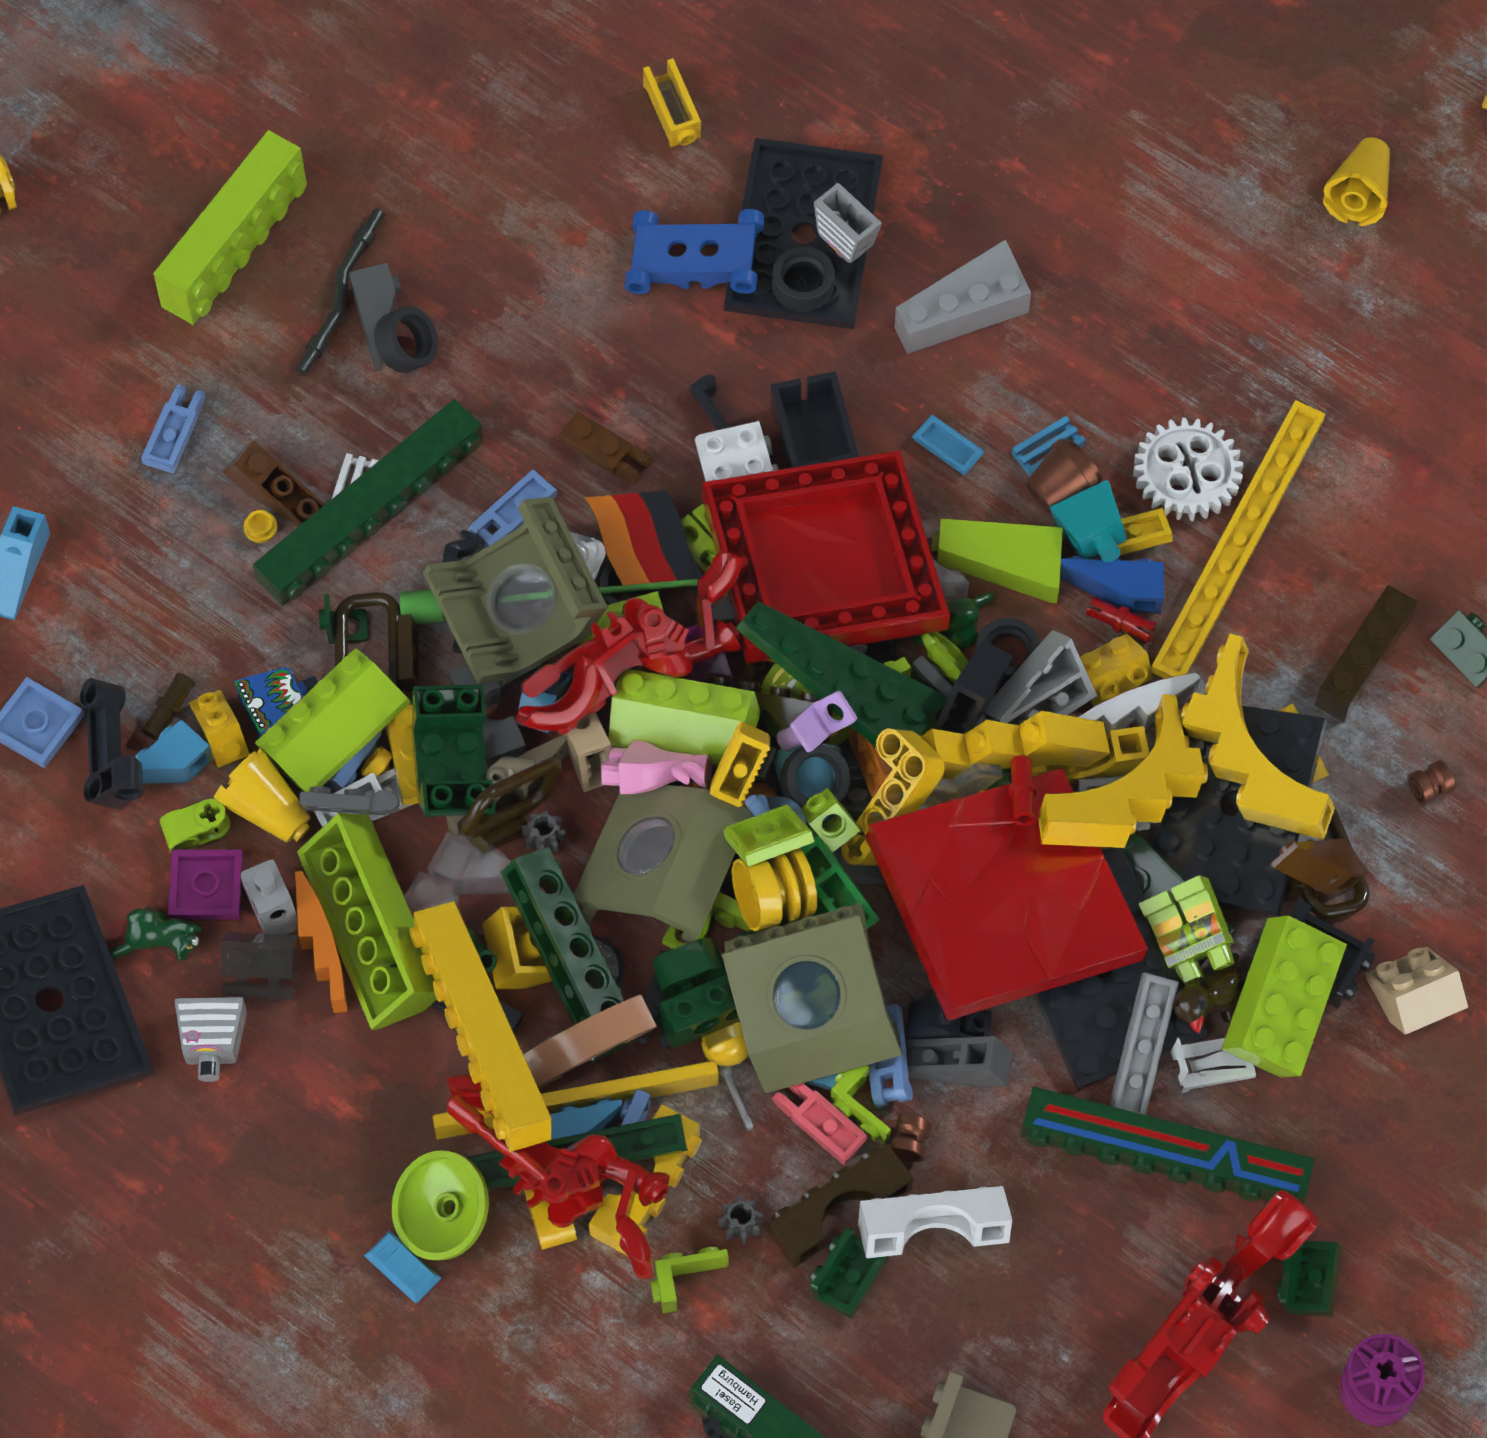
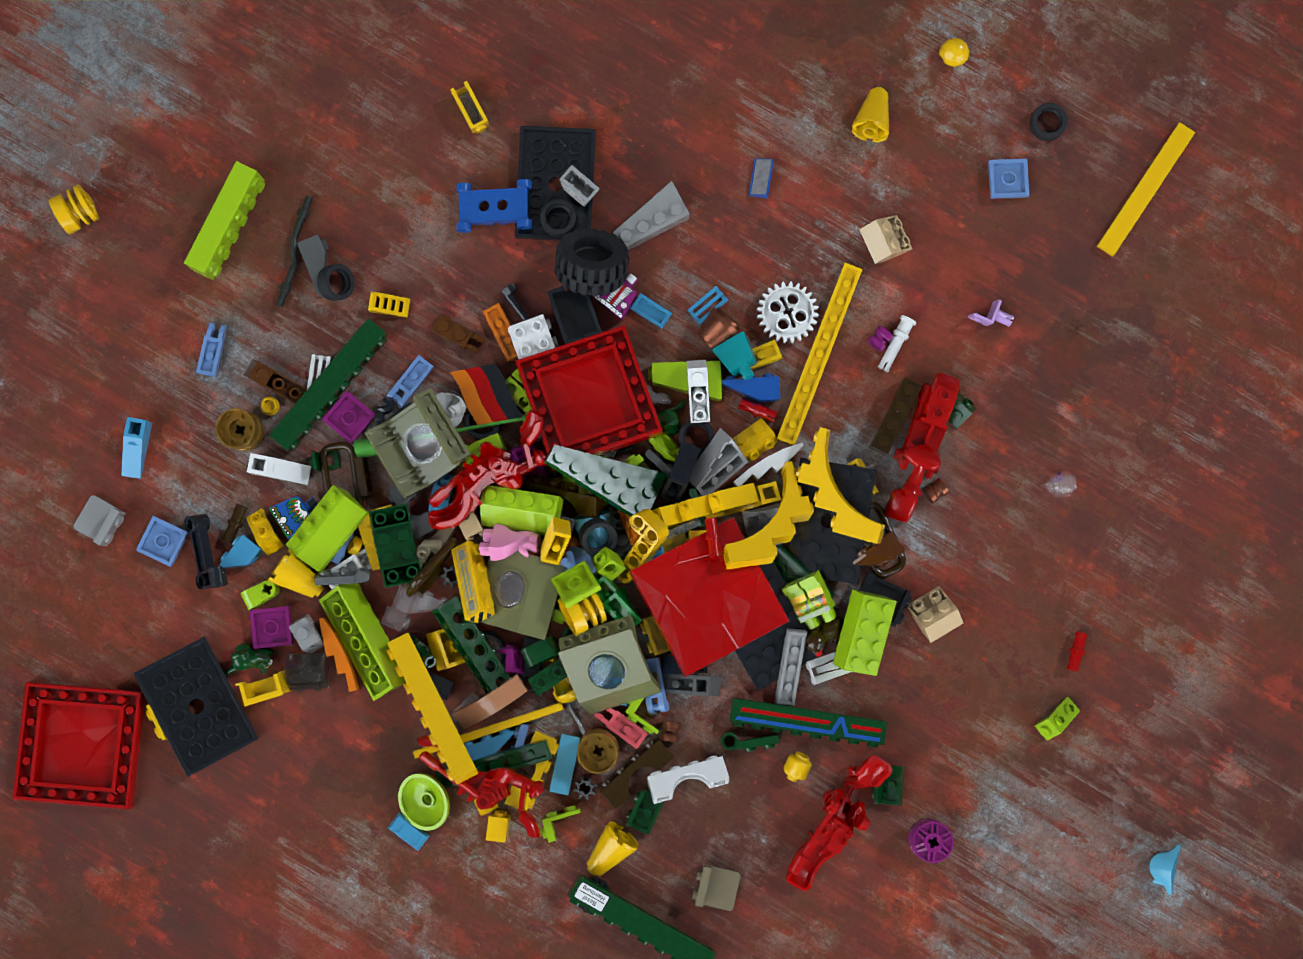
camera: 10 degrees left, 20 degrees up
(188, 982) = (264, 689): none -> yellow piece
(203, 535) = (229, 429): none -> pearl gold wheel
(210, 1032) = (286, 714): light grey torso -> none
(259, 623) = (278, 469): none -> white slope
(395, 556) = (349, 417): none -> magenta plate
(482, 376) = (372, 303): none -> yellow slope
(572, 1263) = (498, 826): none -> yellow brick
(581, 834) = (473, 582): none -> yellow brick
(637, 976) = (514, 659): none -> magenta bracket
(679, 444) = (499, 325): none -> orange tile
(708, 1178) = (564, 764): none -> medium azure tile
(775, 1332) = (611, 849): none -> yellow cone
(779, 1131) = (593, 761): none -> pearl gold wheel
(816, 724) = (594, 511): lavender bracket -> none
(854, 342) = (591, 262): none -> black tyre
(891, 413) = (621, 300): none -> torso
(904, 970) = (657, 643): none -> yellow bracket
(1018, 568) = (698, 391): none -> white slope
(1055, 1175) = (750, 744): none -> dark green plate
(1141, 1226) = (797, 766): none -> yellow head
(1160, 259) = (761, 178): none -> flat silver slope
(1350, 525) = (880, 338): none -> magenta wheel
(1369, 371) = (885, 239): none -> tan slope
(1384, 526) = (900, 335): none -> white pin
(1412, 701) = (922, 443): none -> red piece

